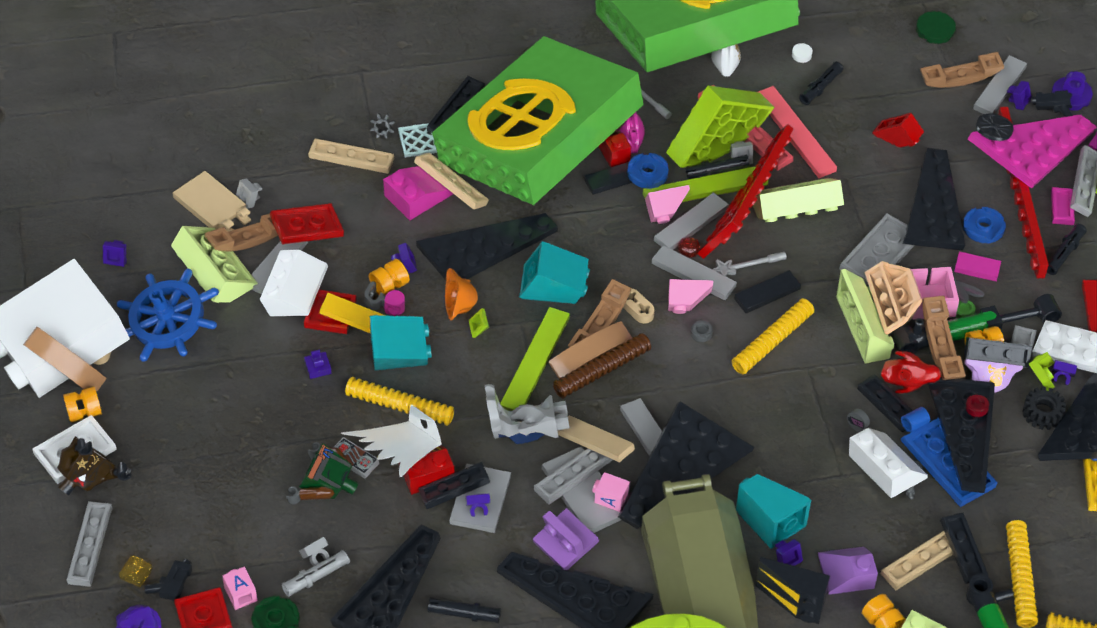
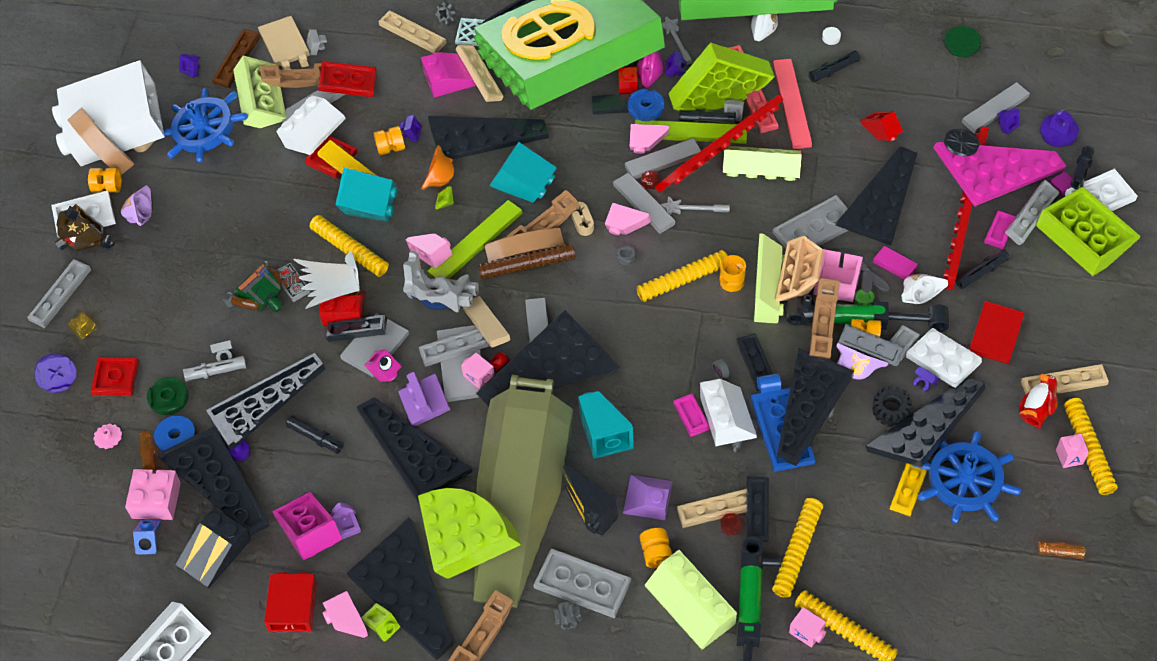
camera: 25 degrees right, 5 degrees up
(135, 424) = (138, 206): none -> lavender hat
(163, 233) = (242, 47): none -> reddish brown tile
(172, 585) = (103, 345): black piece -> none
(239, 587) = (150, 363): bright pink brick -> none
(317, 364) = (301, 197): dark purple tile -> none
(393, 302) = (383, 161): leg -> none
(478, 501) = (365, 346): dark purple tile -> none
(501, 375) = (431, 248): none -> bright pink slope
(505, 516) = (383, 366): none -> dark pink brick
(629, 474) = (499, 360): none -> red tile
(656, 121) = (675, 65): none -> dark purple tile
(767, 291) = (698, 236): black tile -> none
(789, 552) = (602, 468): dark purple tile -> none
(824, 319) = (732, 273): none -> light orange wheel
(849, 474) = (691, 415): none -> dark pink tile
(909, 372) = (782, 340): red animal -> none
(944, 571) = (730, 524): none -> clear red tile
(963, 74) = (965, 88): medium nougat slope -> none
(977, 405) = (826, 386): dark red tile -> none
(983, 234) = (916, 236): blue tile -> none
(1017, 282) = (922, 288): none -> white hat
(1040, 367) = (904, 372): lime bracket -> none
(1058, 101) = (1039, 134): black piece -> none

